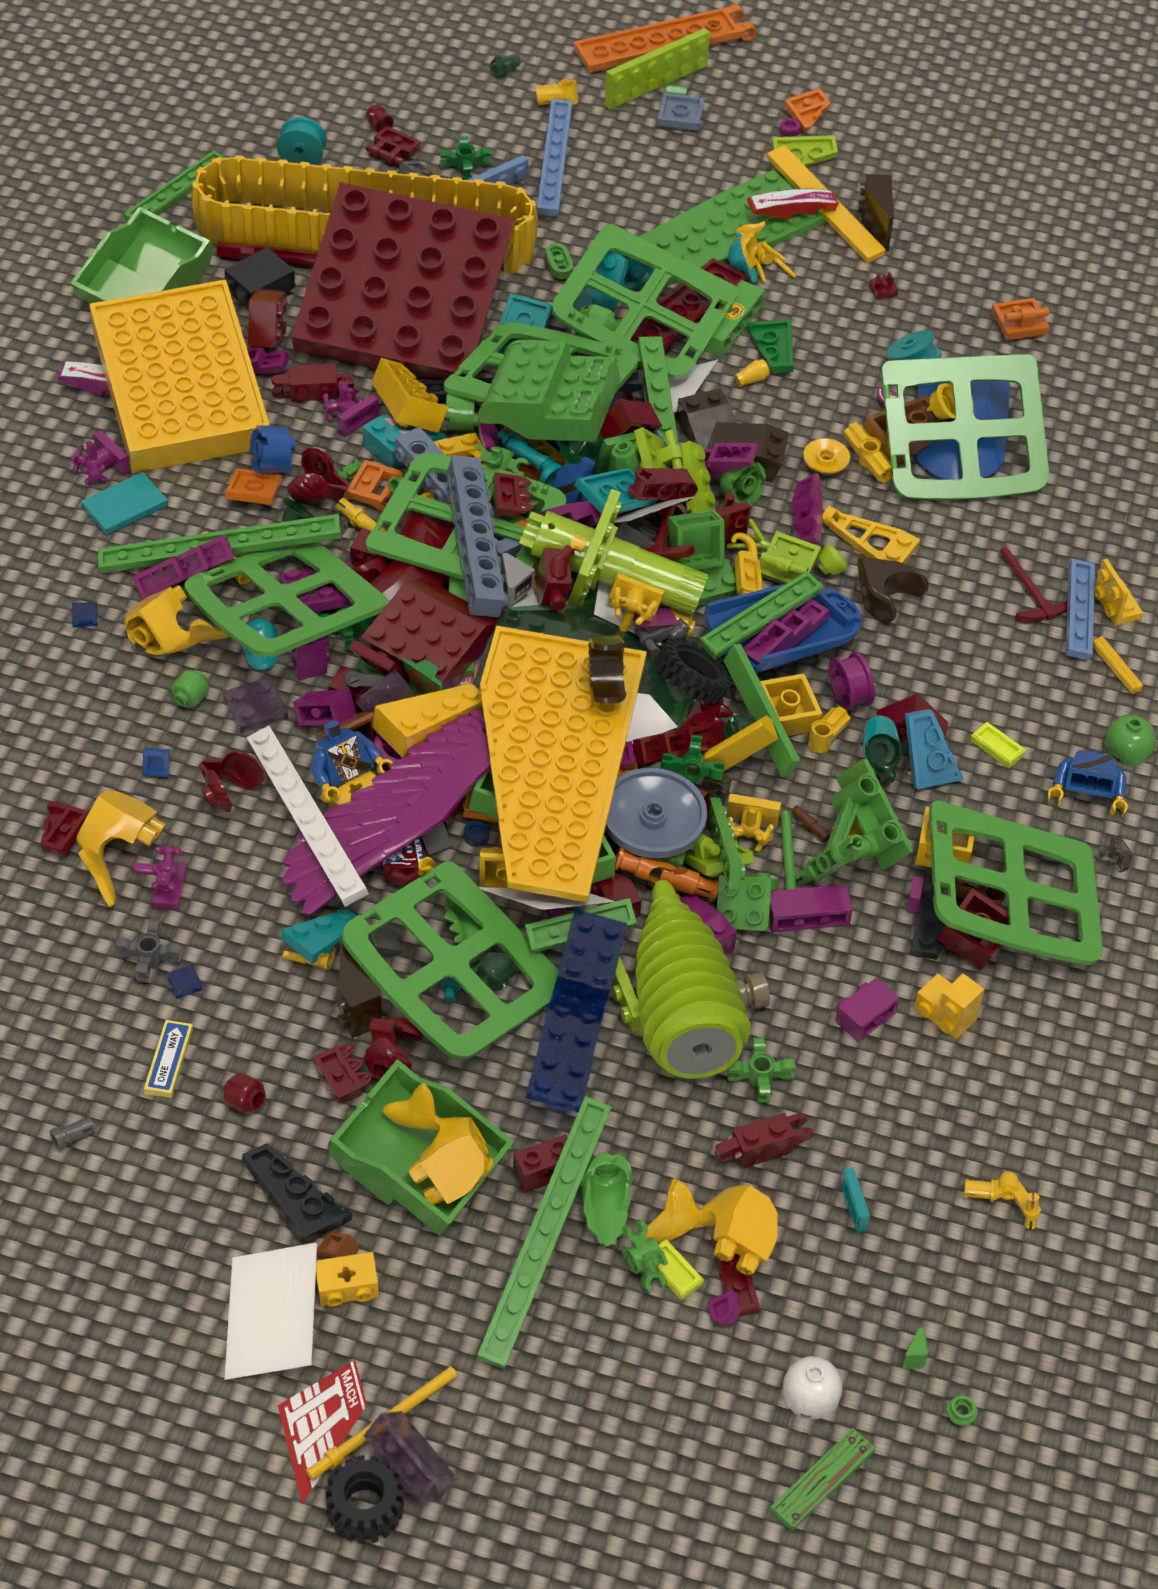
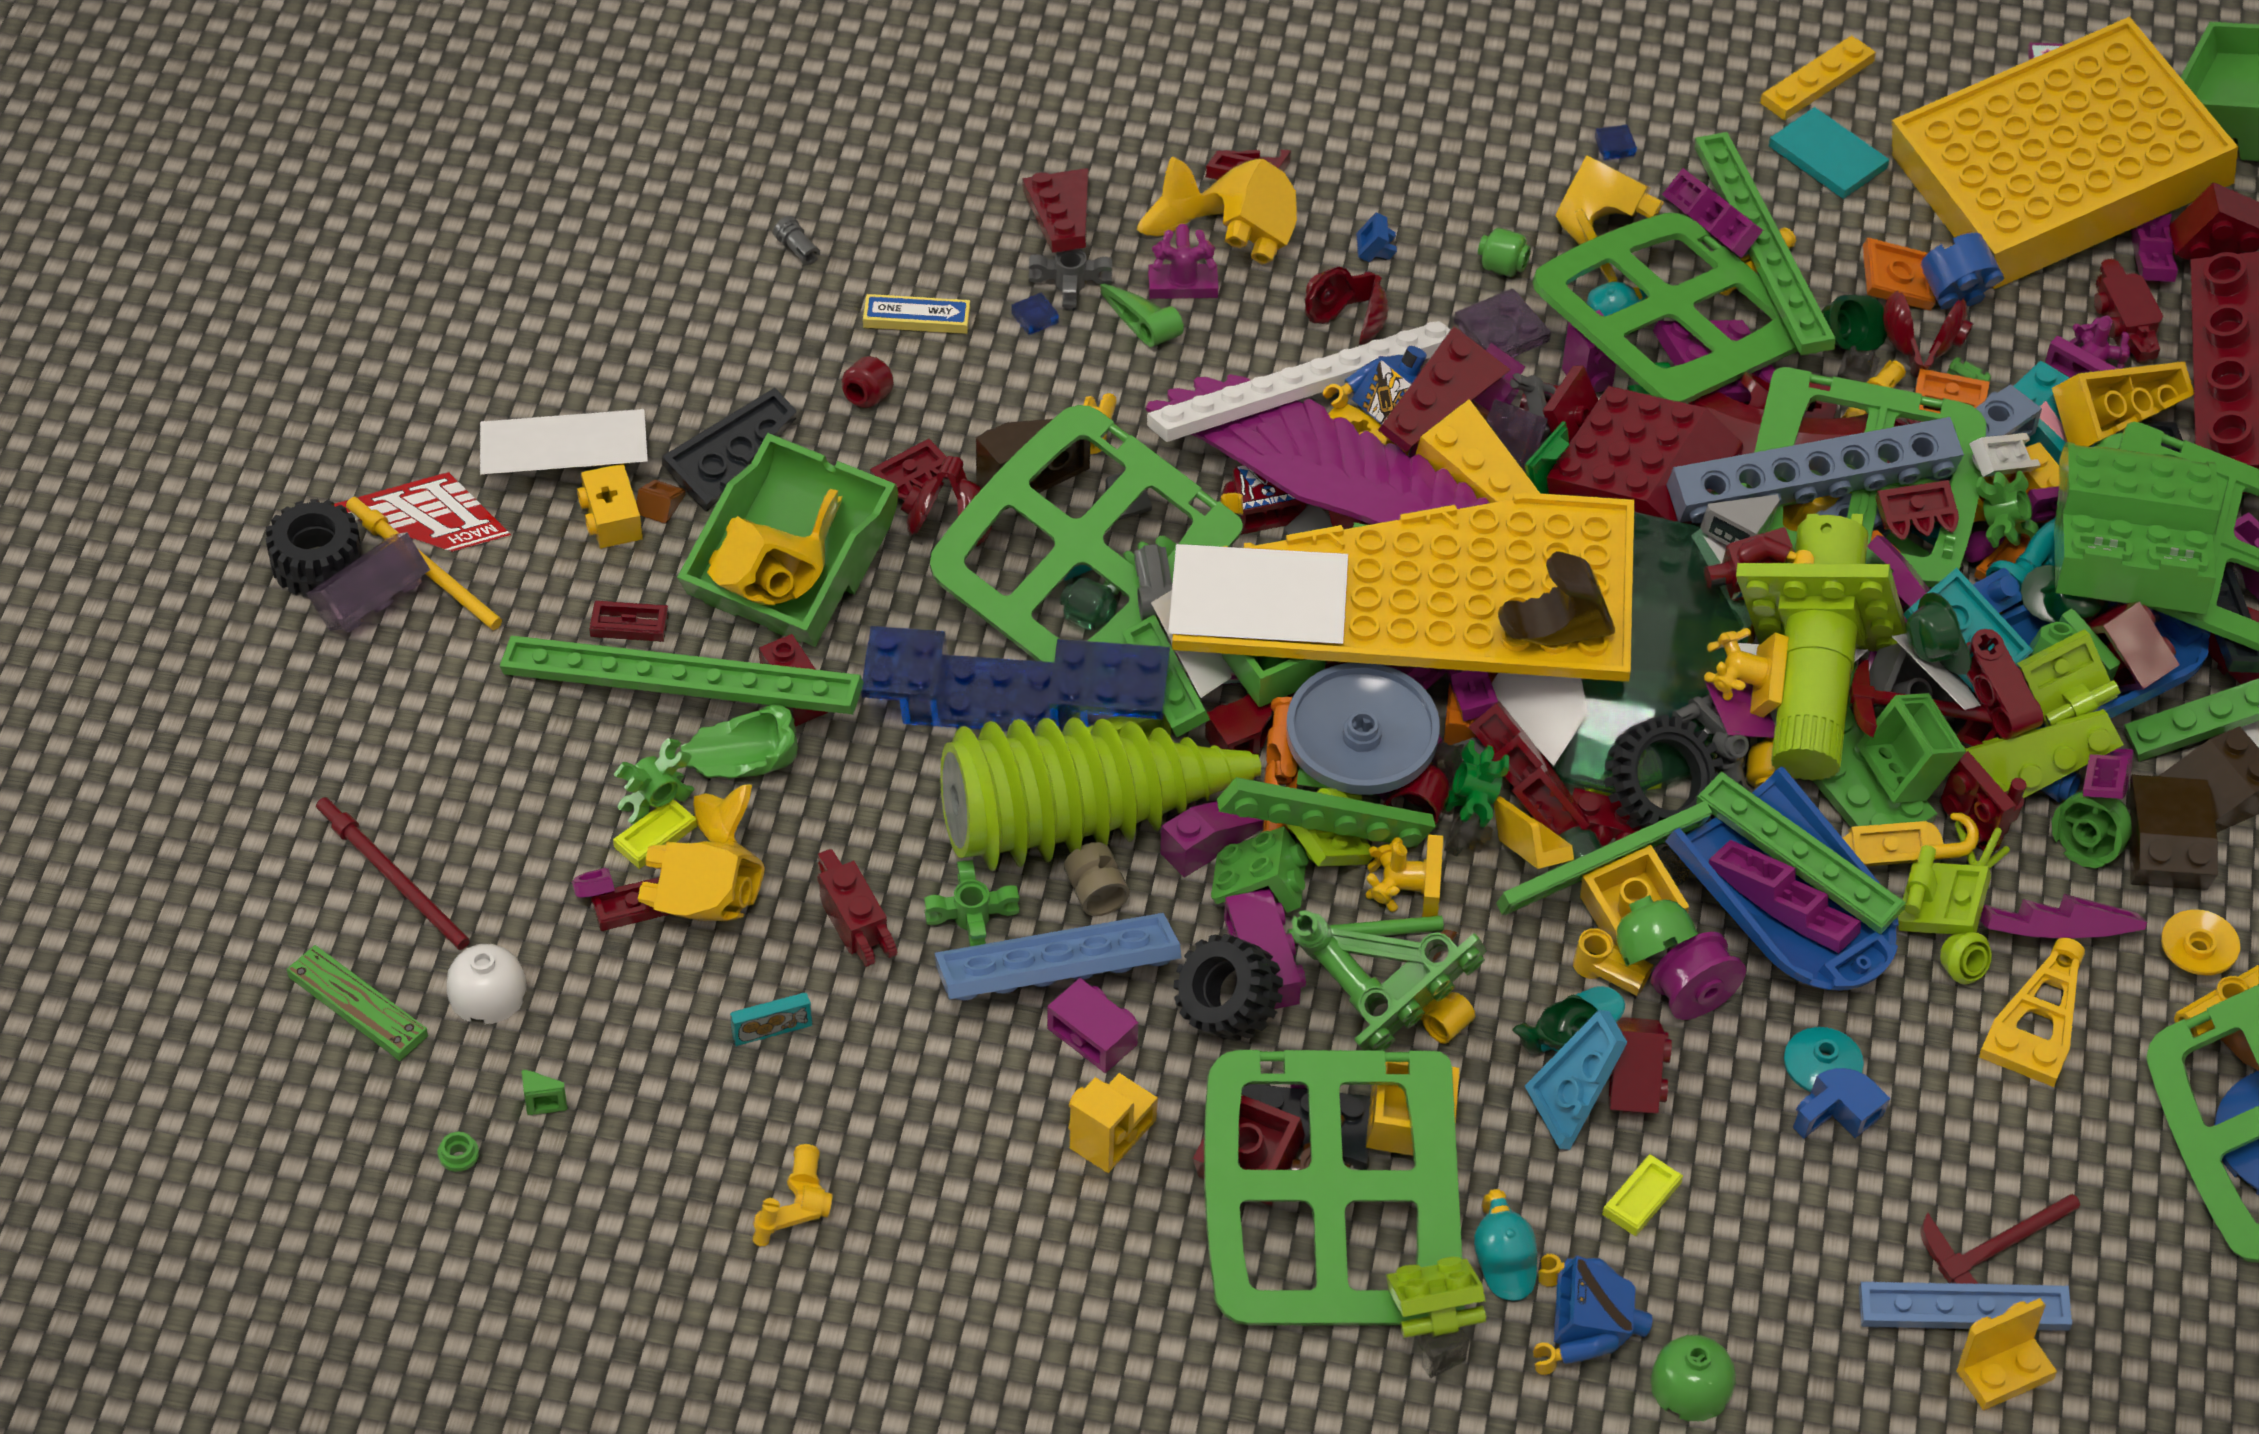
camera: 85 degrees right, 0 degrees up
(47, 496) = (1818, 77): none -> yellow plate
(80, 947) = (1060, 207): none -> dark red wing
(100, 454) = (1889, 104): magenta piece -> none
(208, 910) = (1144, 317): none -> bright green piece
(317, 935) = (1110, 400): teal wing -> none
(362, 720) = (1448, 379): none -> dark red wing
(458, 1297) = (628, 625): none -> dark red tile
(462, 449) = (2002, 454): none -> white hinge
(507, 920) = (1153, 577): none -> dark grey piece
(552, 841) = (1258, 594): none -> white sticker
(634, 494) = (1937, 635): none -> dark green piece
(654, 1483) = (348, 828): none -> dark red bar
(813, 1022) = (1057, 956): none -> medium blue plate
(836, 688) = (1652, 928): none -> bright green cylinder
(874, 917) = (1253, 996): none -> black tyre
(883, 577) = (1930, 1013): dark brown animal -> none
(898, 644) = (1804, 1056): none -> teal dish
(939, 637) = (1844, 1095): none -> blue brick
(1041, 812) = (1506, 1249): none -> teal hair
(1092, 842) = (1438, 1292): none -> lime plate
(1117, 665) = (1858, 1364): yellow axle -> none

